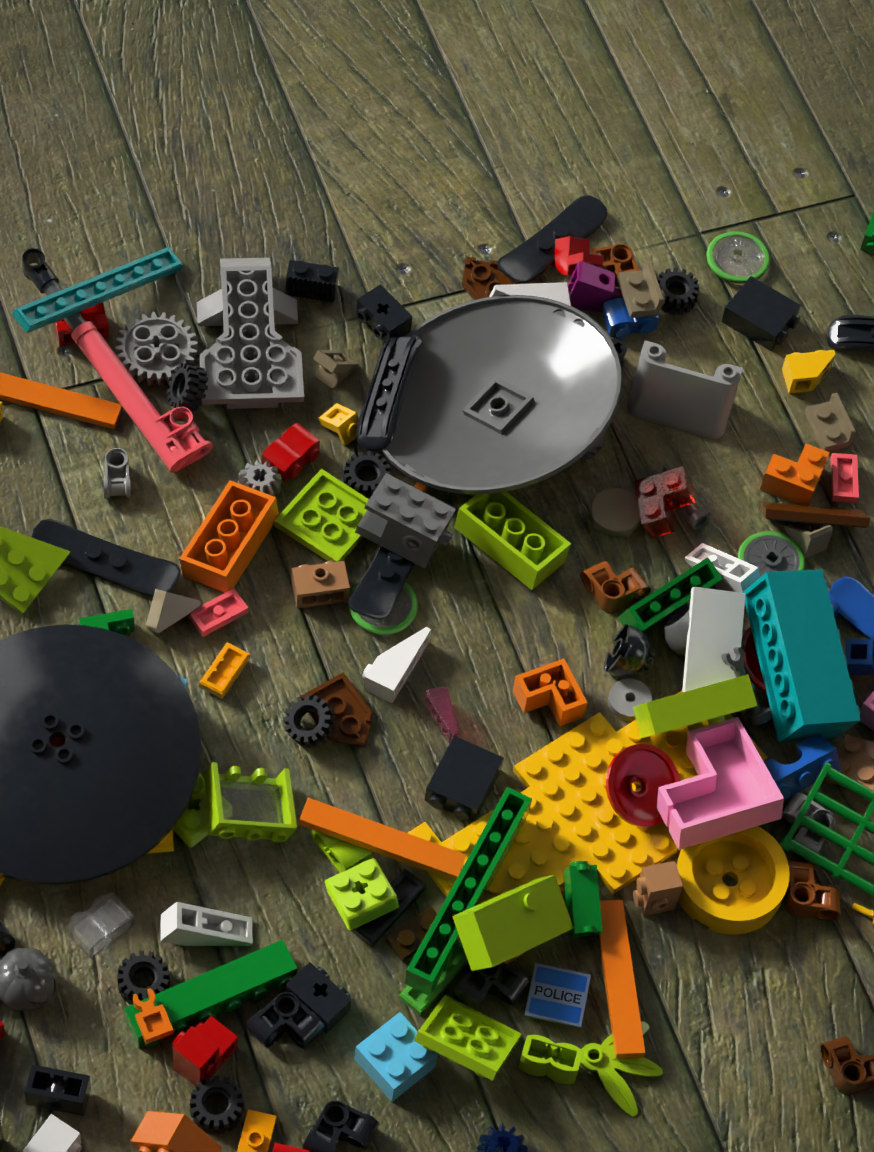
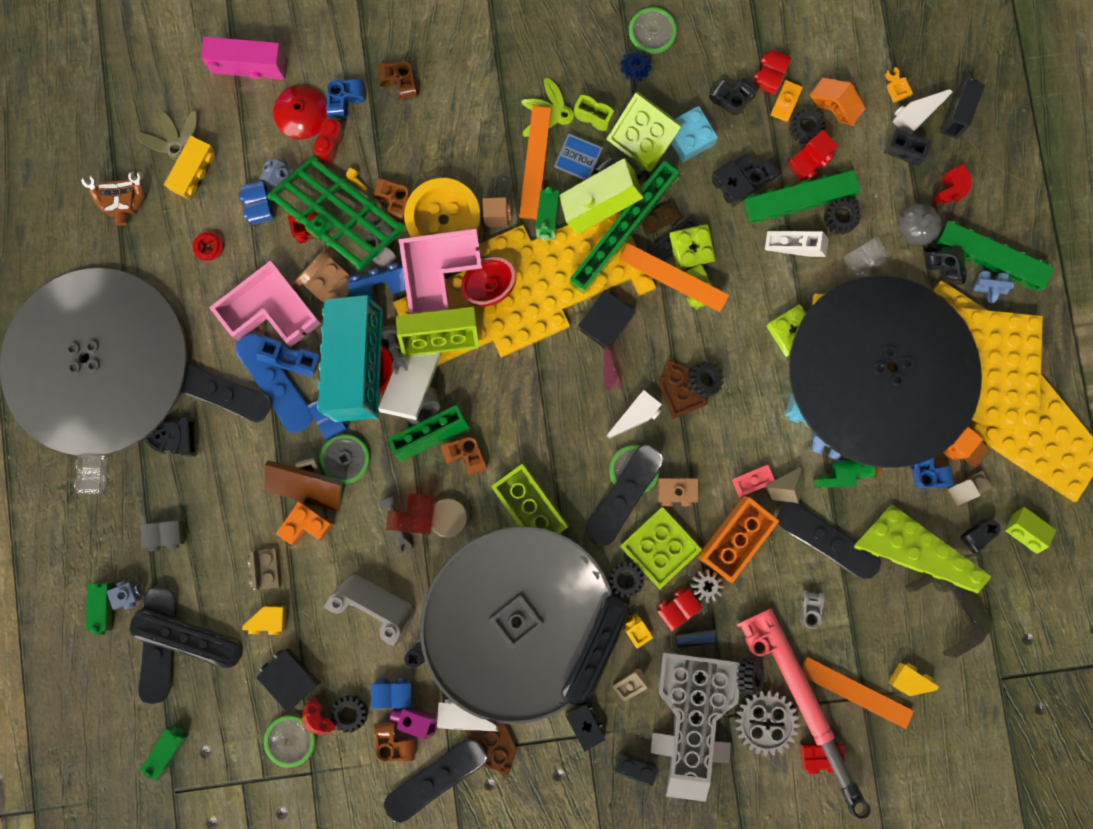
camera: 160 degrees left, 25 degrees up
(97, 290) = (810, 777): teal tile -> none
(152, 1020) = (845, 174): orange plate -> none
(224, 670) = (756, 433): light orange plate -> none
(249, 805) = (757, 321): lime window -> none
(264, 428) = (695, 638): none -> pearl dark grey slope
(406, 521) = (608, 522): dark grey torso -> none
(554, 687) = (530, 377): orange brick -> none
(572, 250) = (424, 755): red brick -> none
(627, 689) = (476, 373): light grey piece -> none
(629, 654) = (470, 394): black cylinder -> none
(641, 291) = (380, 707): dark tan bracket -> none
(713, 271) = (313, 721): none -> red cylinder
(736, 573) = (381, 451): white slope -> none
(844, 478) = (269, 519): coral plate -> none

